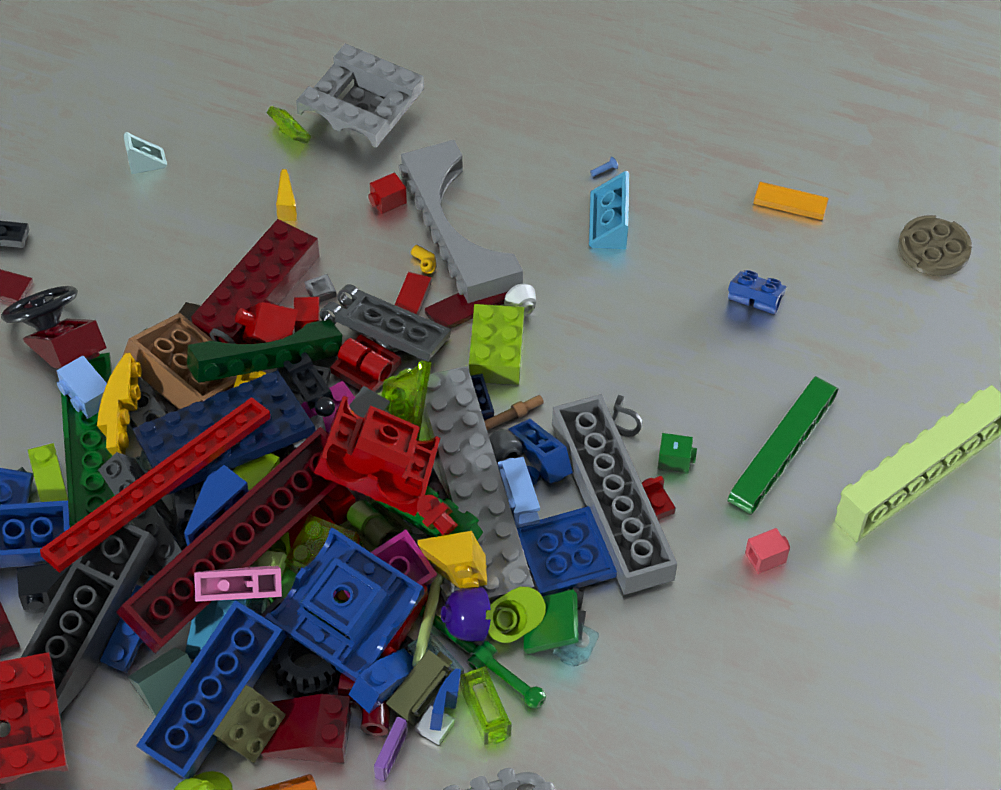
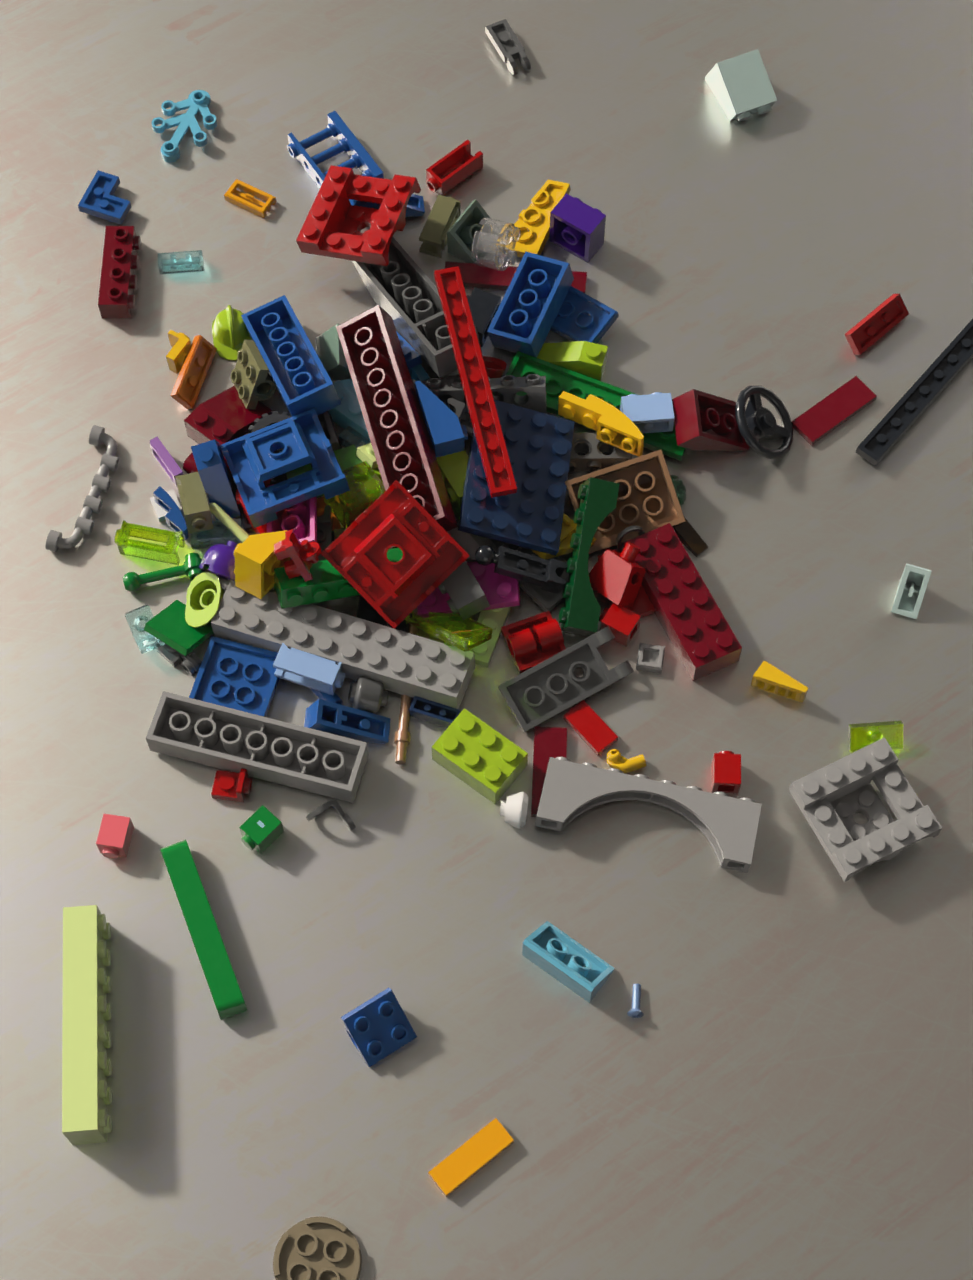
camera: 125 degrees right, 10 degrees up
(238, 583) = (345, 399): bright pink slope -> none

